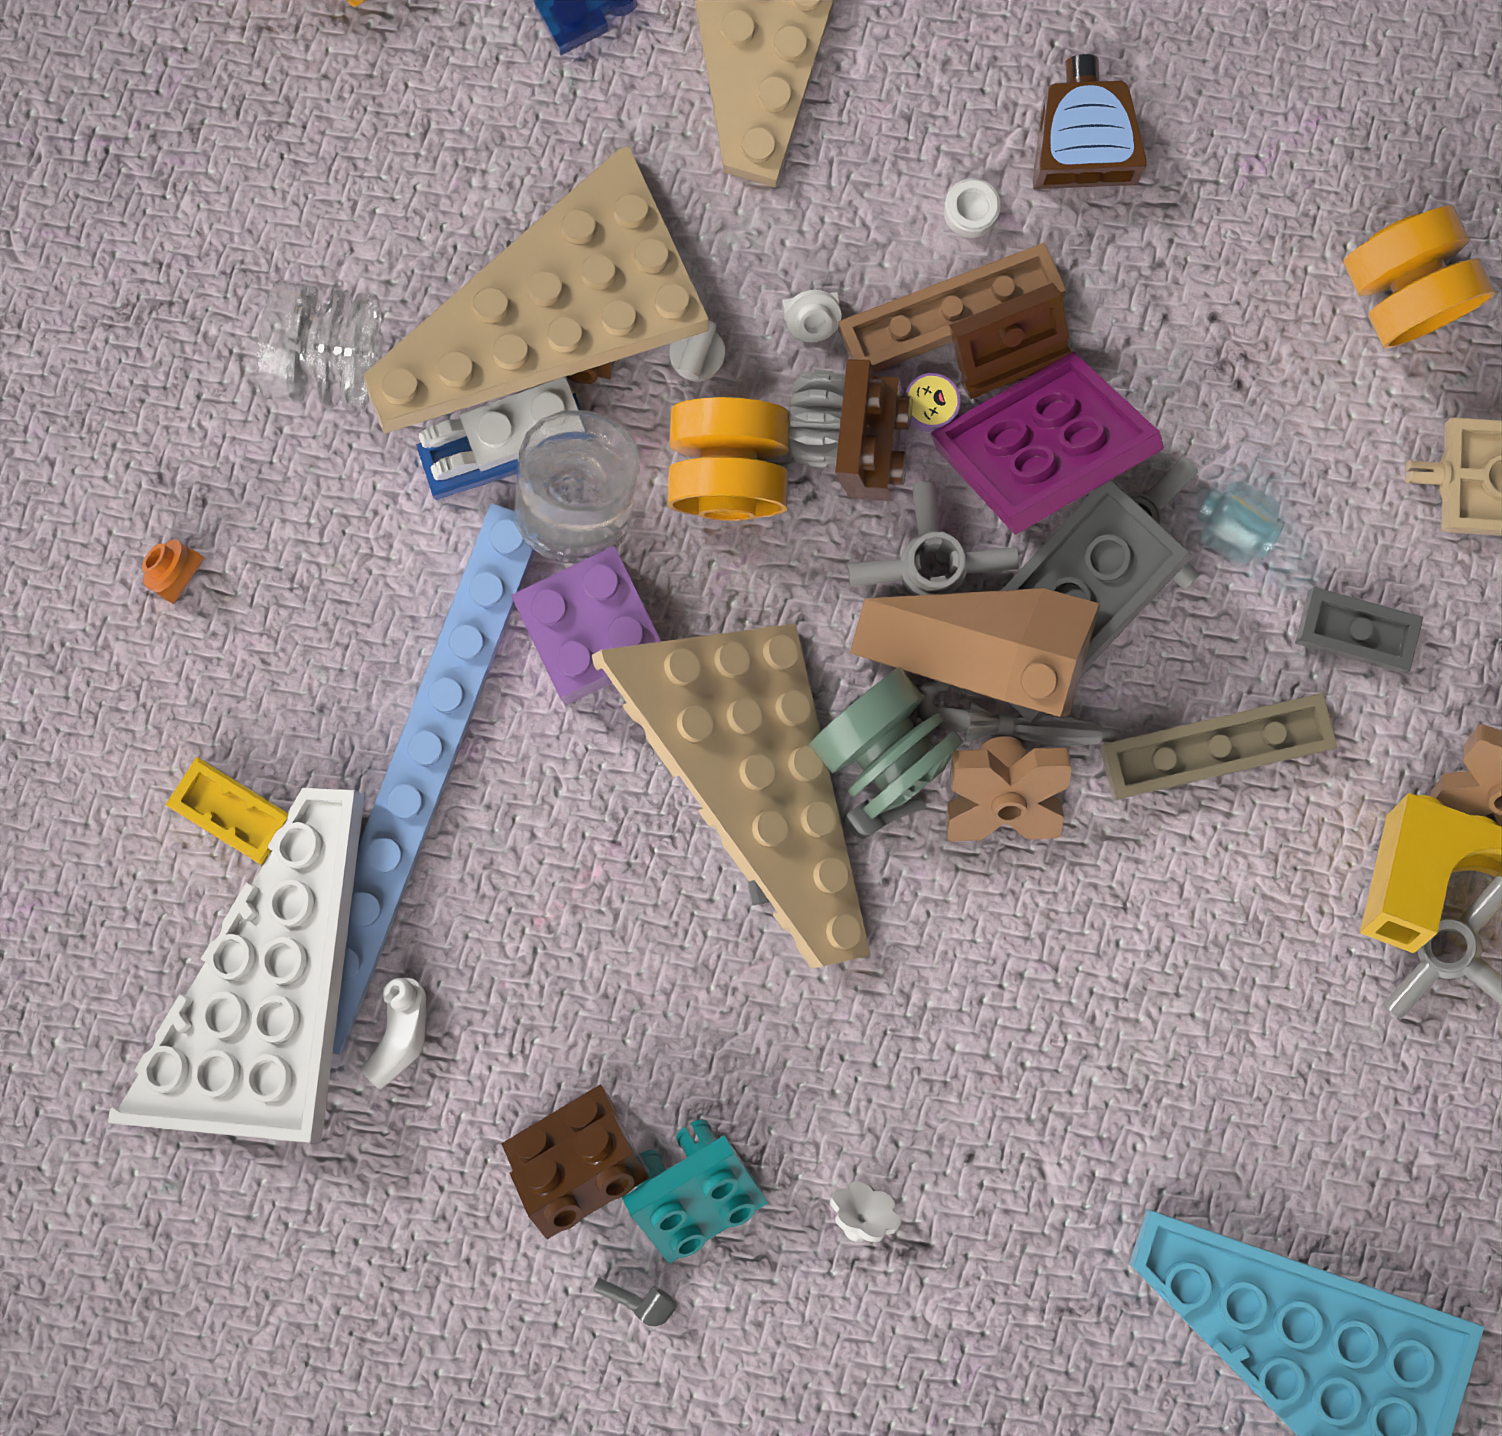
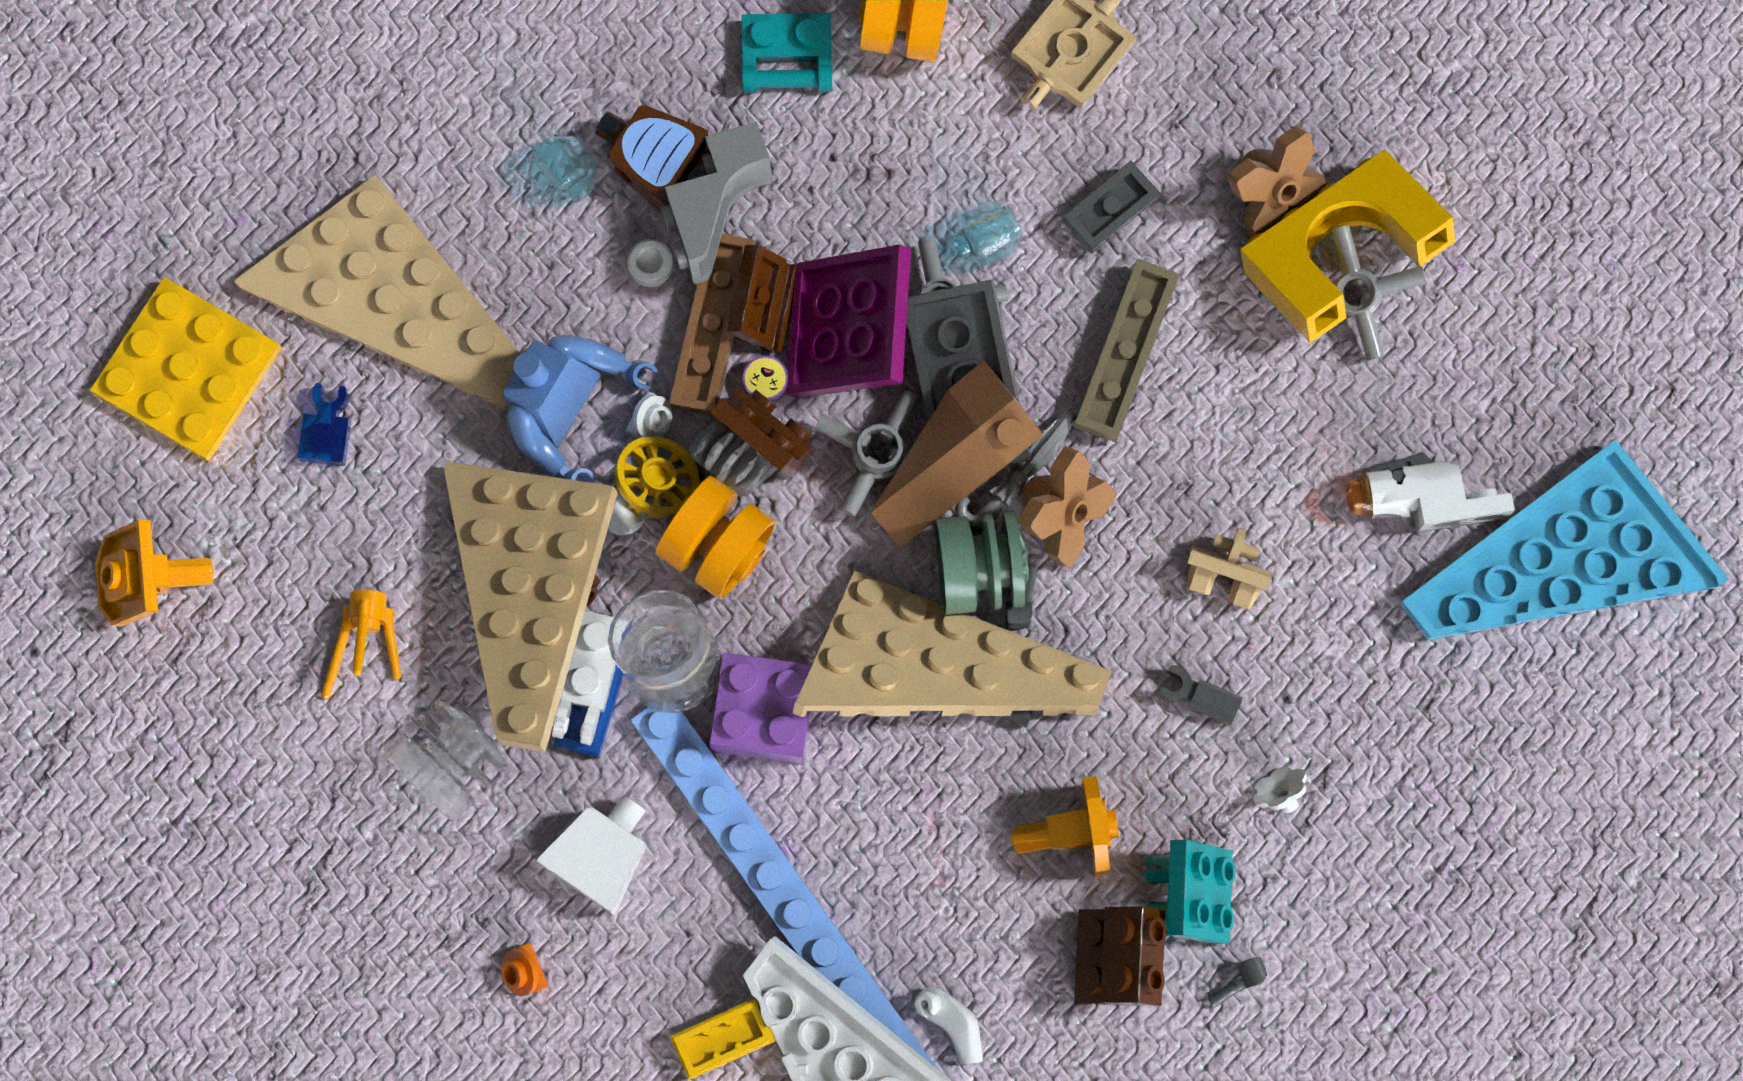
camera: 55 degrees left, 5 degrees down
(332, 562) = (598, 853): none -> white torso
(420, 171) = (365, 615): none -> light orange plant
(688, 1041) = (1074, 829): none -> light orange piece
(753, 358) = (655, 476): none -> yellow wheel
(767, 194) = (550, 390): none -> medium blue torso
(908, 1068) = (1202, 696): none -> dark grey bar
(1007, 55) = (563, 168): none -> clear light blue head
(1064, 1031) = (1247, 577): none -> tan hips
(1066, 214) = (700, 206): none -> light grey arch
(1288, 1160) = (1428, 490): none -> white plate
(1298, 184) = (786, 39): none -> teal plate

